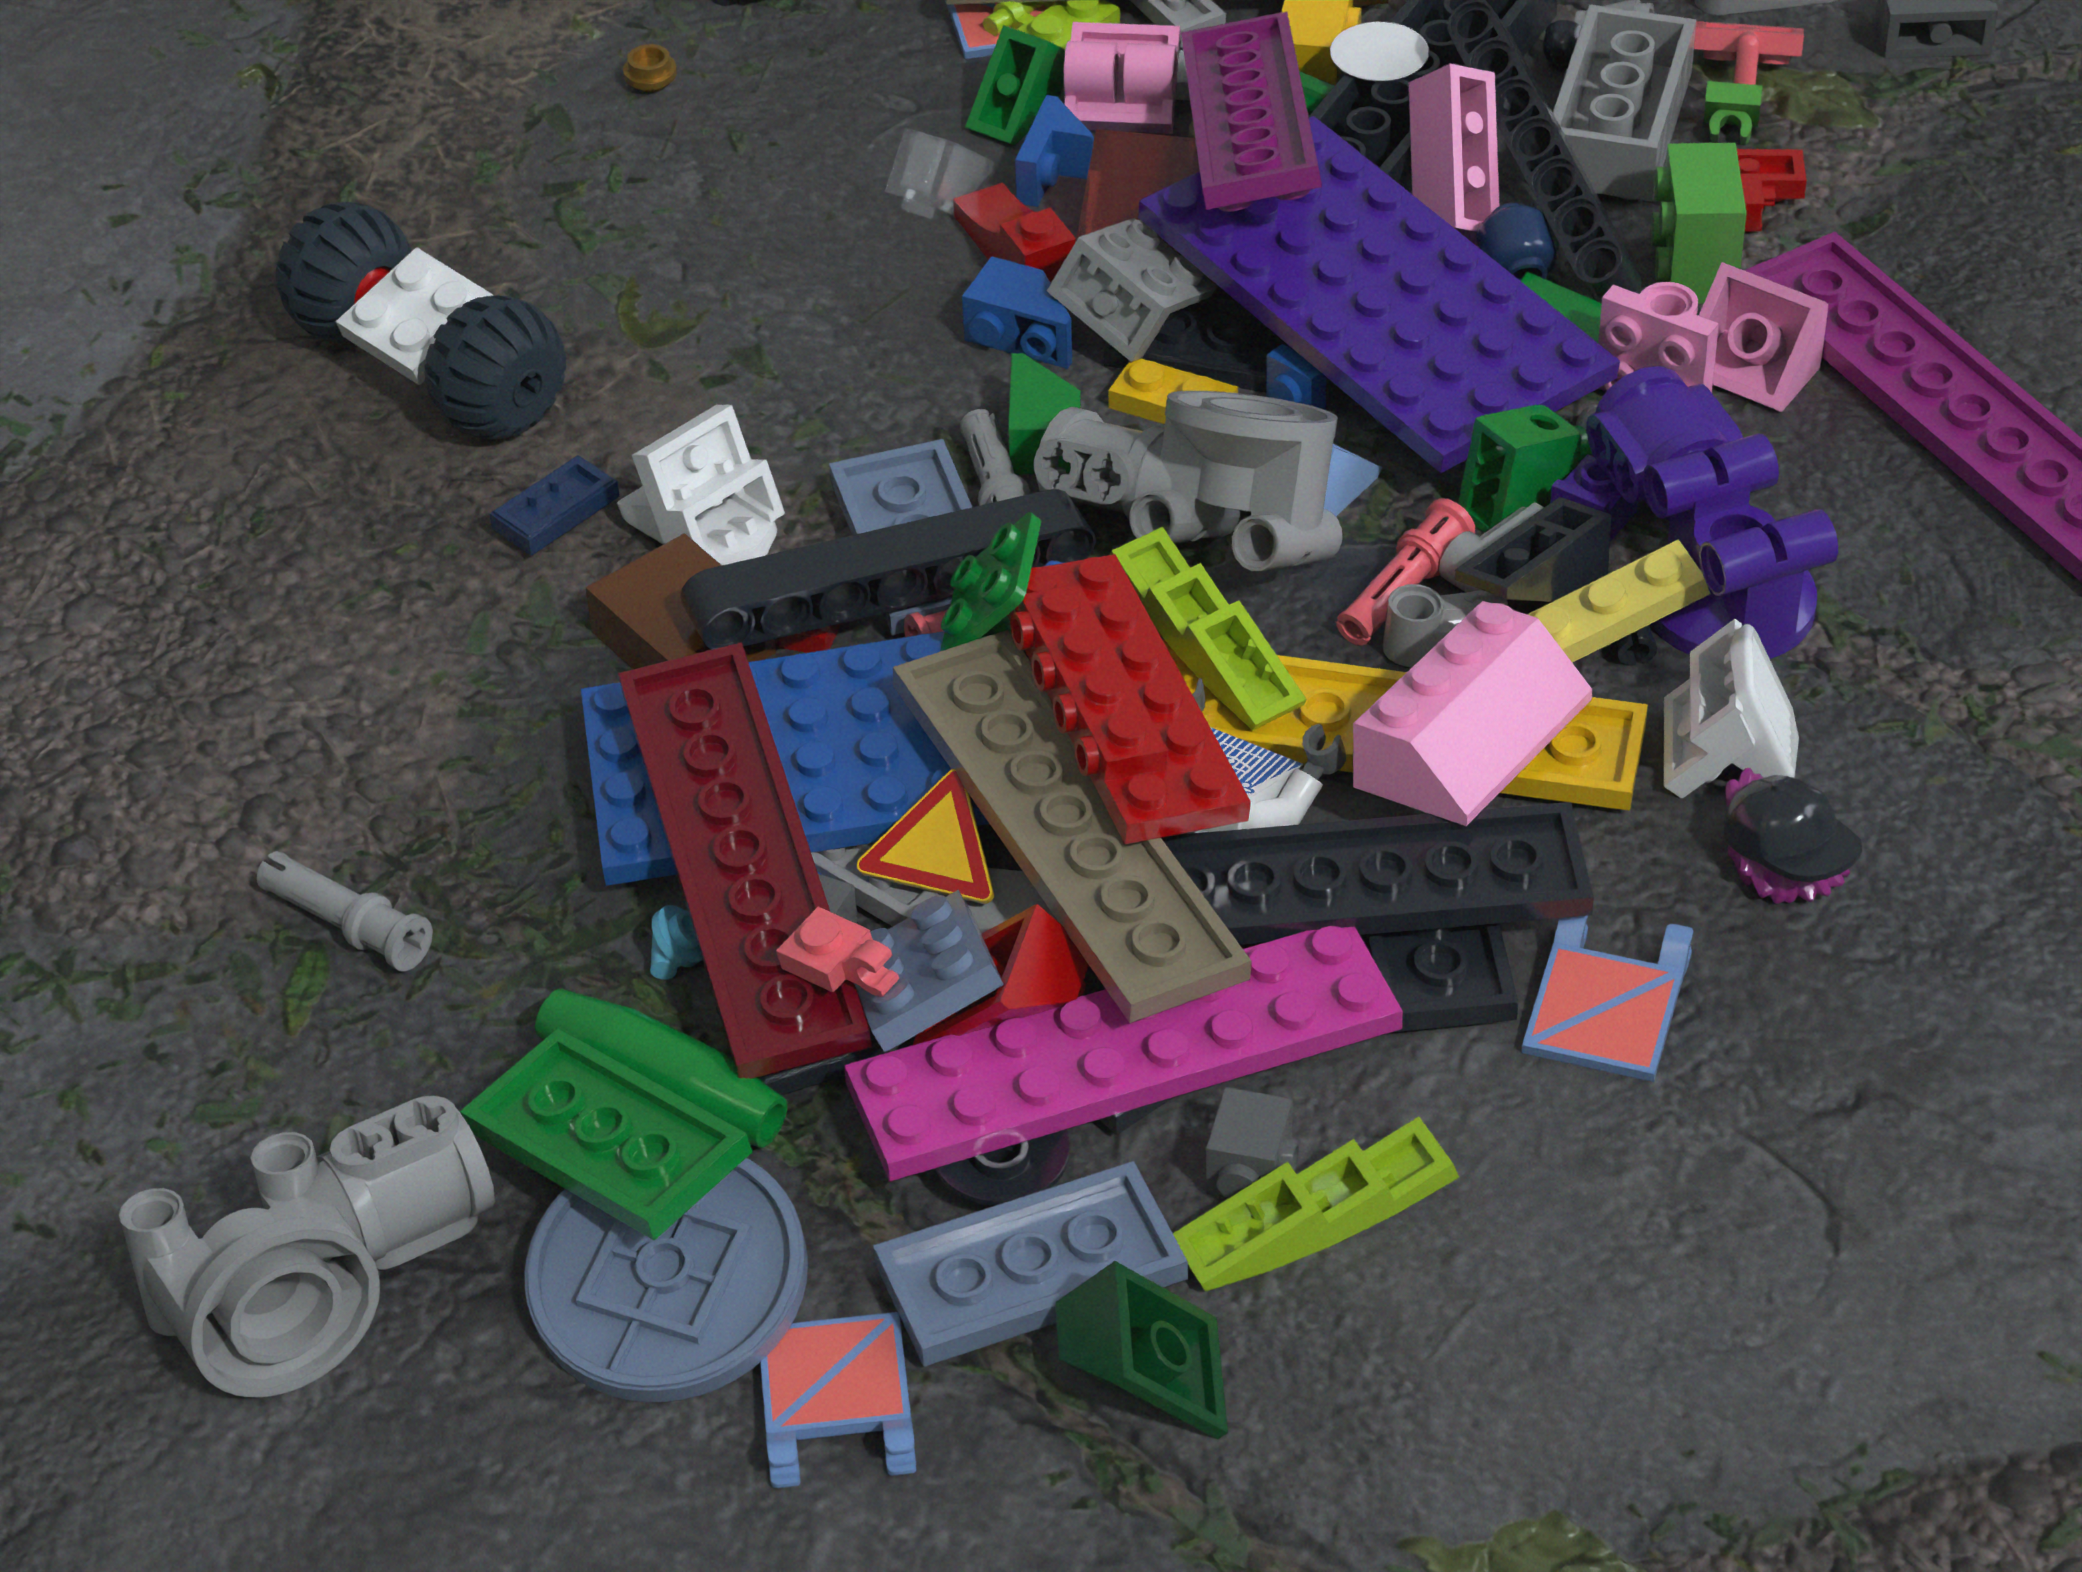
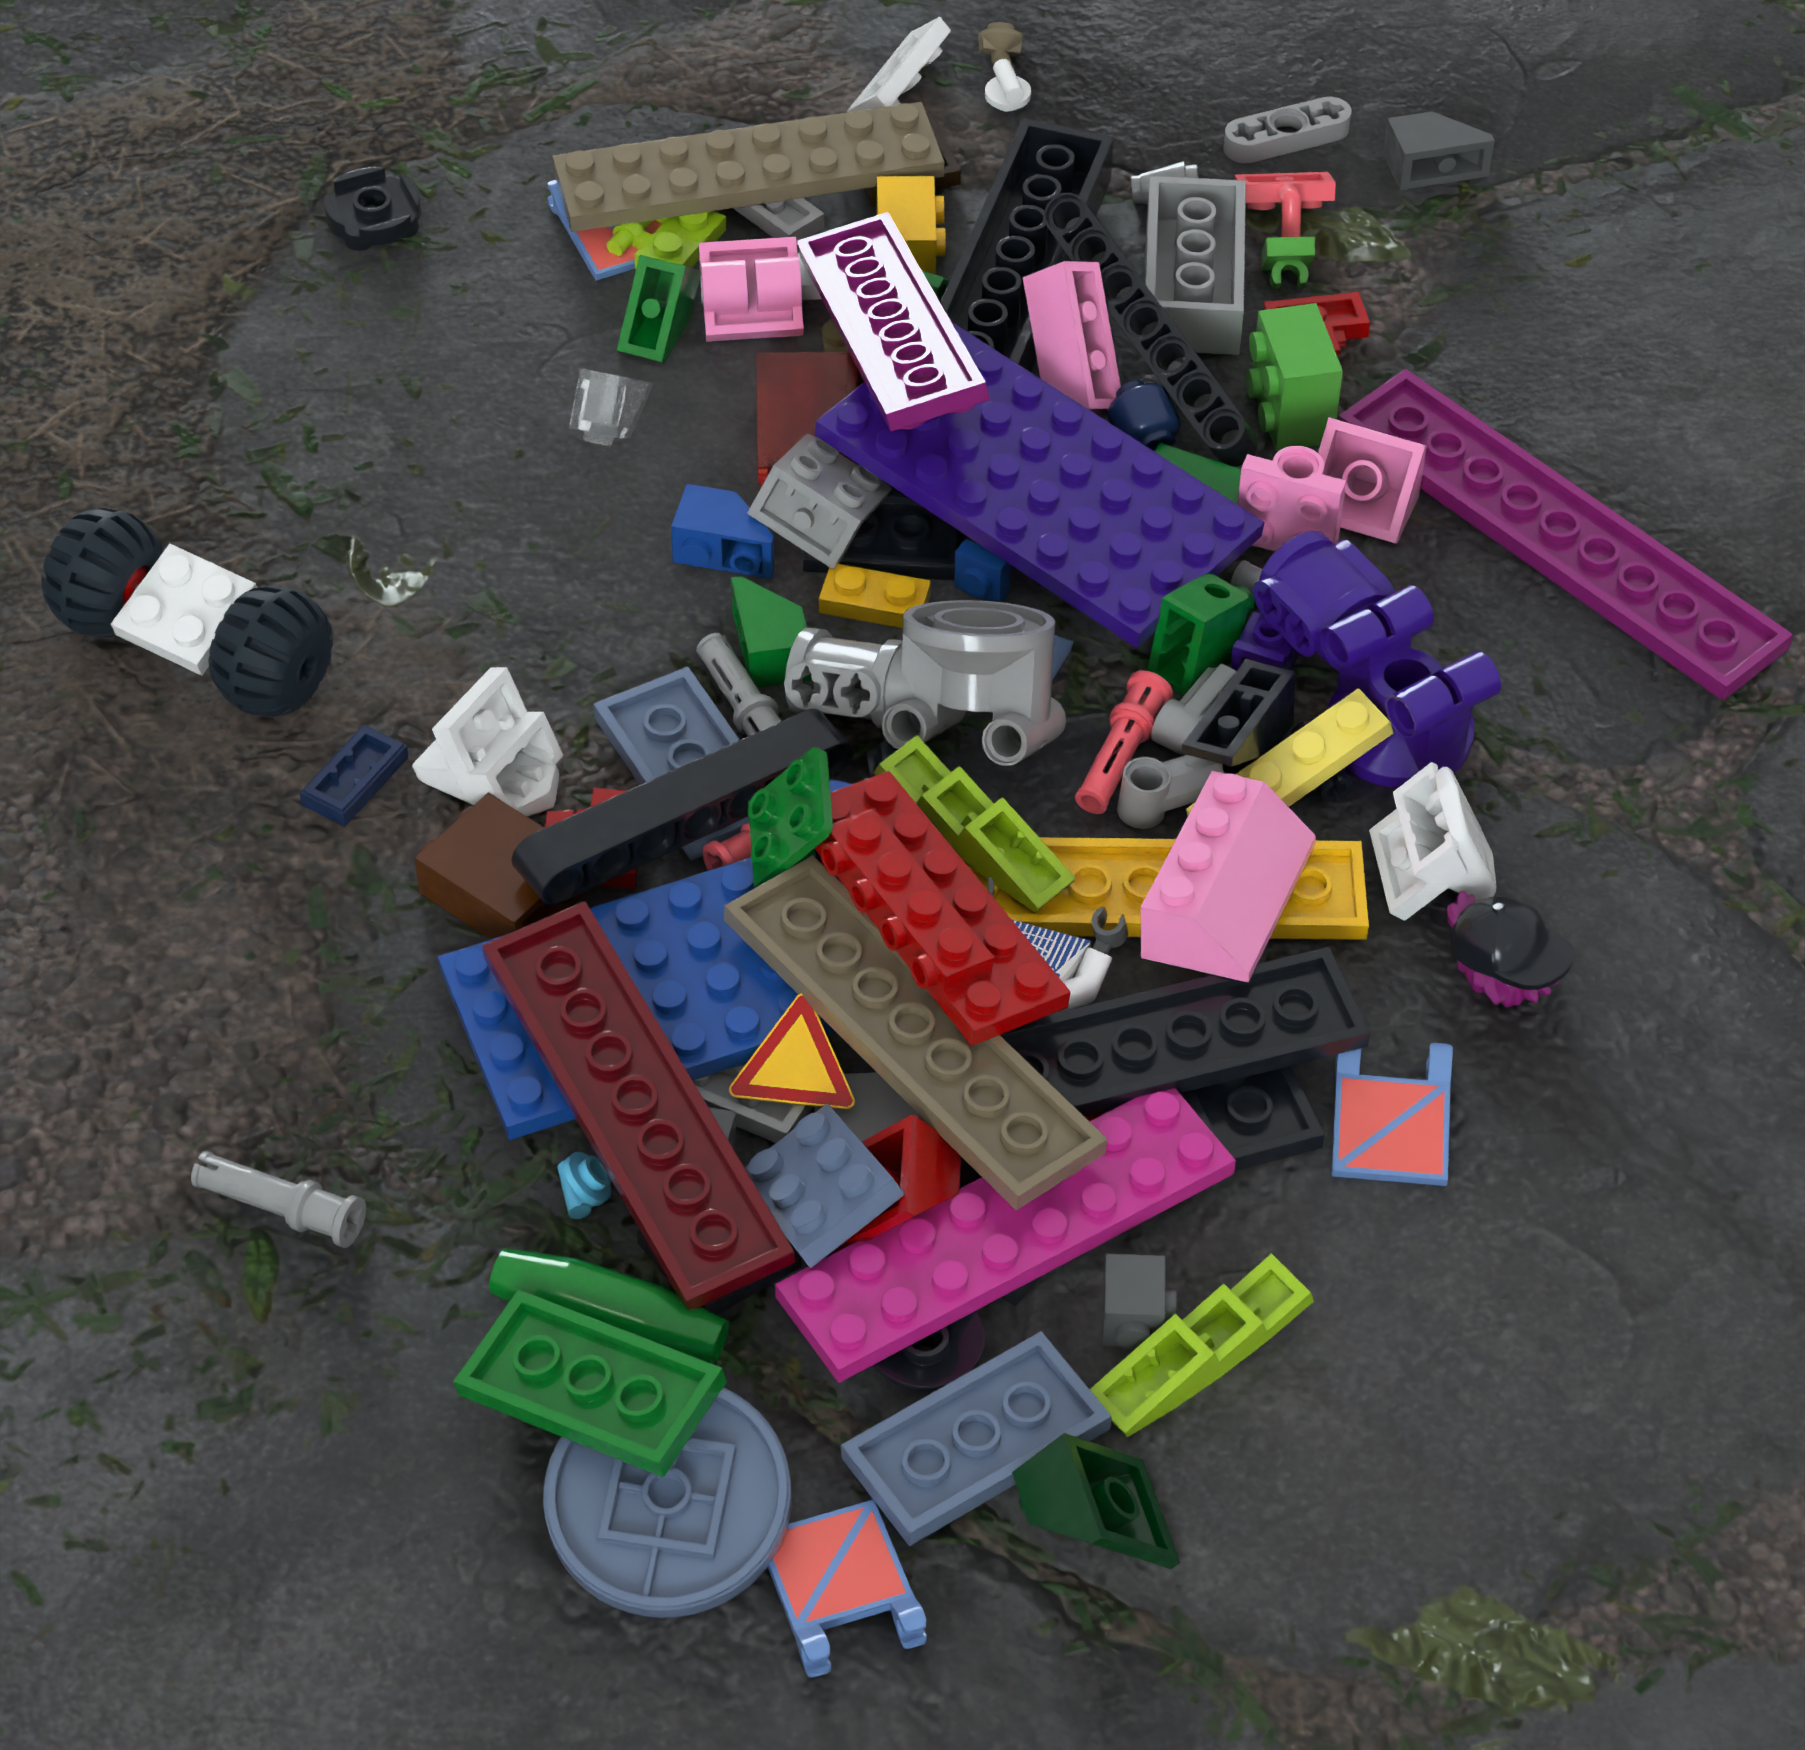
camera: 15 degrees left, 5 degrees up
(295, 1284) = (354, 1557): light grey piece -> none
(649, 68) = (313, 324): pearl gold plate -> none
(833, 949) = (748, 1183): coral plate -> none
(1013, 231) = (694, 454): red slope -> none
(1052, 147) = (709, 364): blue slope -> none
(1379, 51) = (979, 243): white sticker -> none
(1560, 42) = (1126, 208): black hinge -> none

